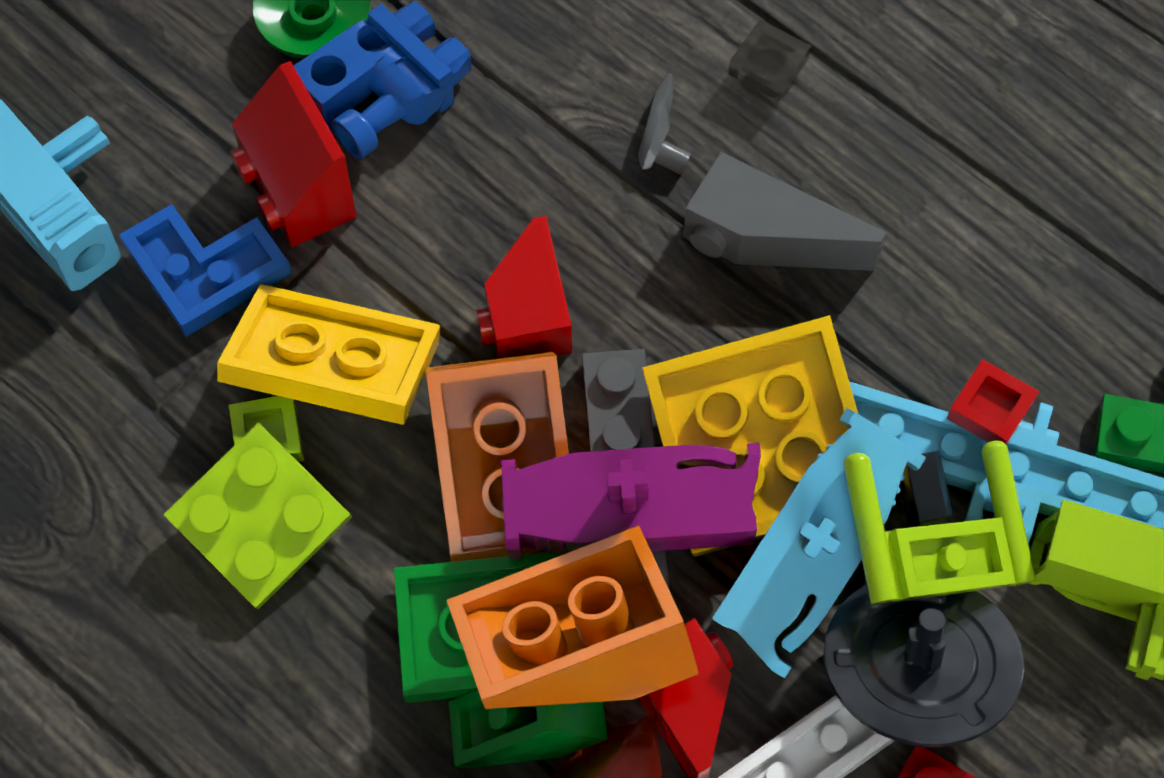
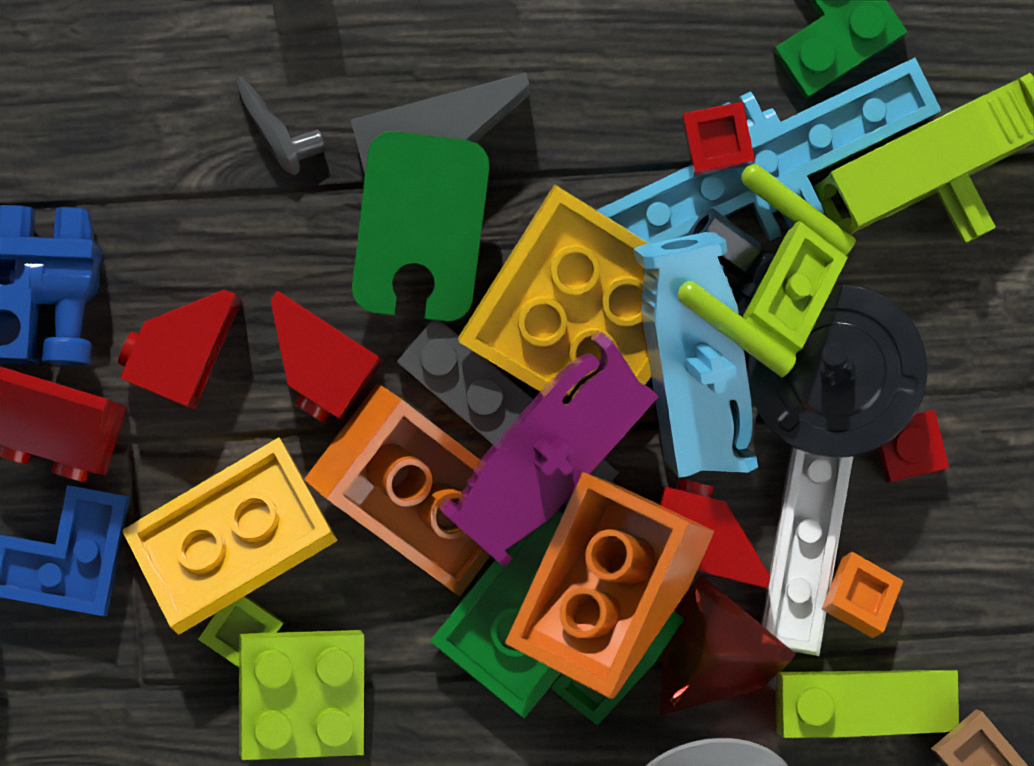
camera: 45 degrees left, 20 degrees up
(438, 203) = (180, 348): none -> red slope
(712, 257) = (421, 208): none -> green piece

